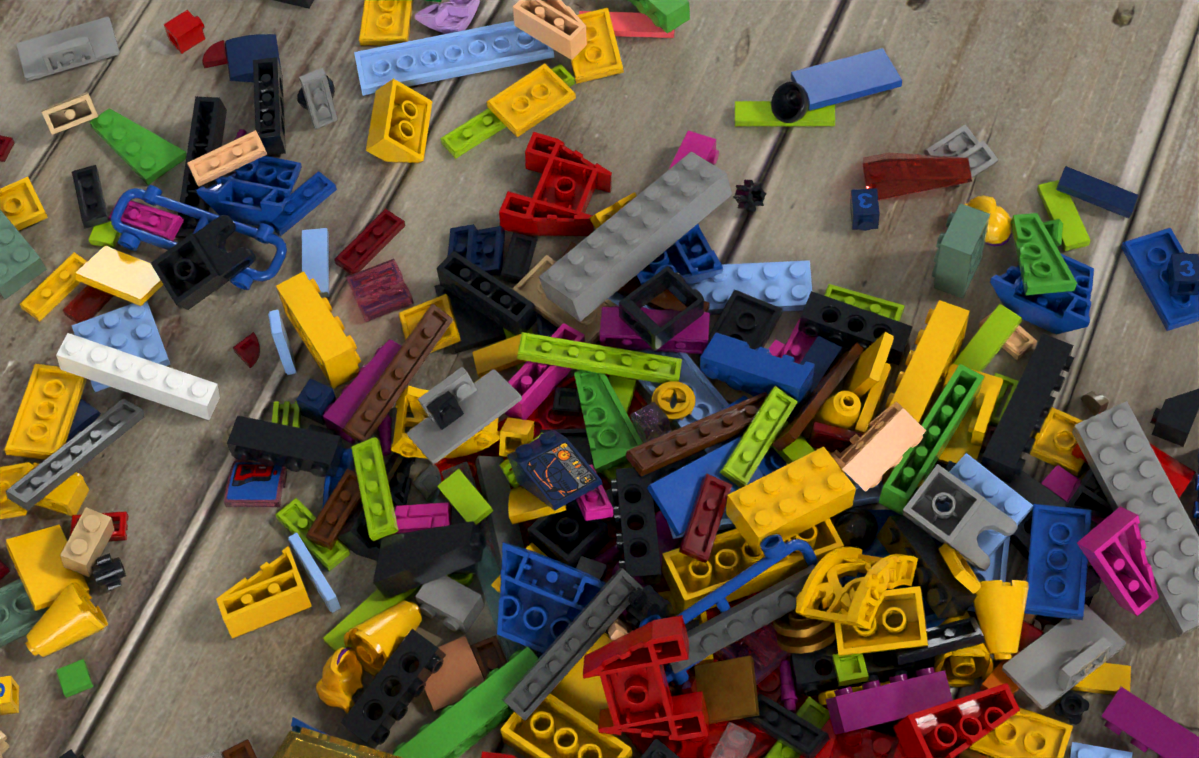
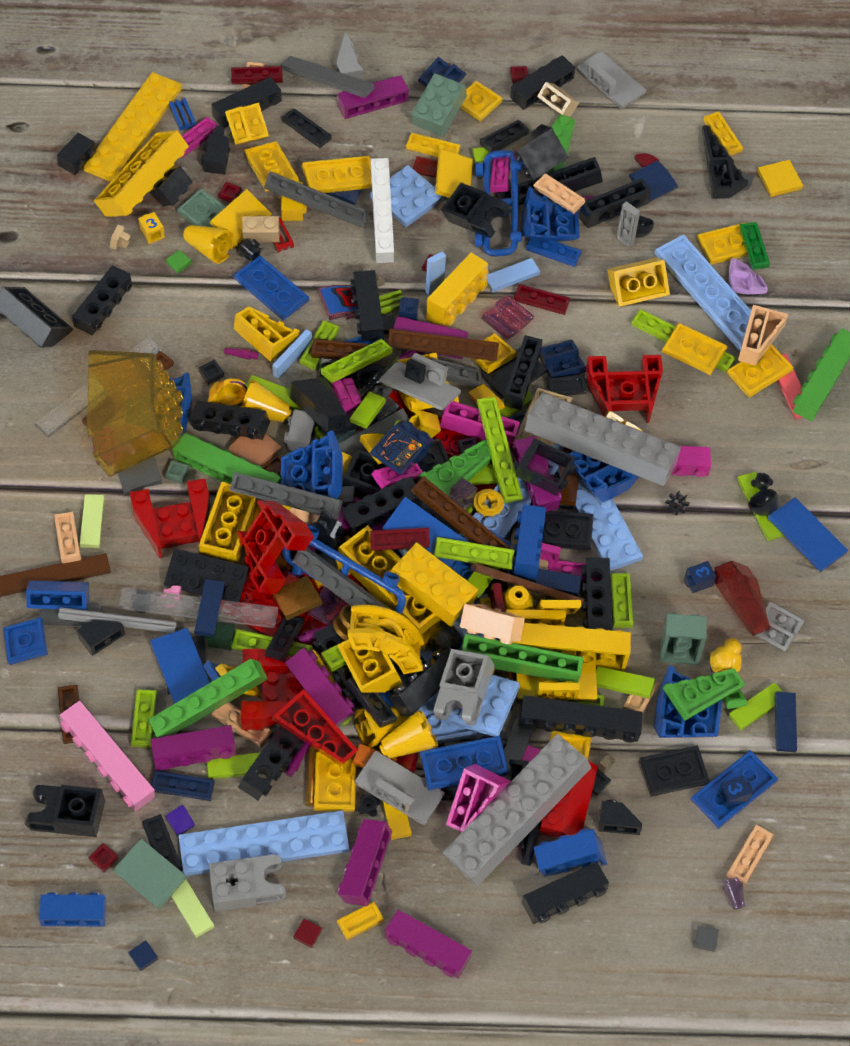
camera: 60 degrees right, 0 degrees up
(28, 124) = (558, 72): none -> black brick
(153, 153) = (539, 152): none -> black slope
(184, 566) = (271, 287): none -> blue tile
(185, 31) = (654, 135): red brick -> none
(278, 640) = (242, 353): none -> magenta animal
(292, 691) = (211, 371): none -> black plate
(427, 459) = (379, 376): none -> black sticker
(446, 366) = (461, 374): none -> dark grey tile
(757, 97) = (762, 477): none -> black plate
(960, 568) = (424, 698): yellow tile -> none
(1124, 333) = (674, 771): none -> black tile

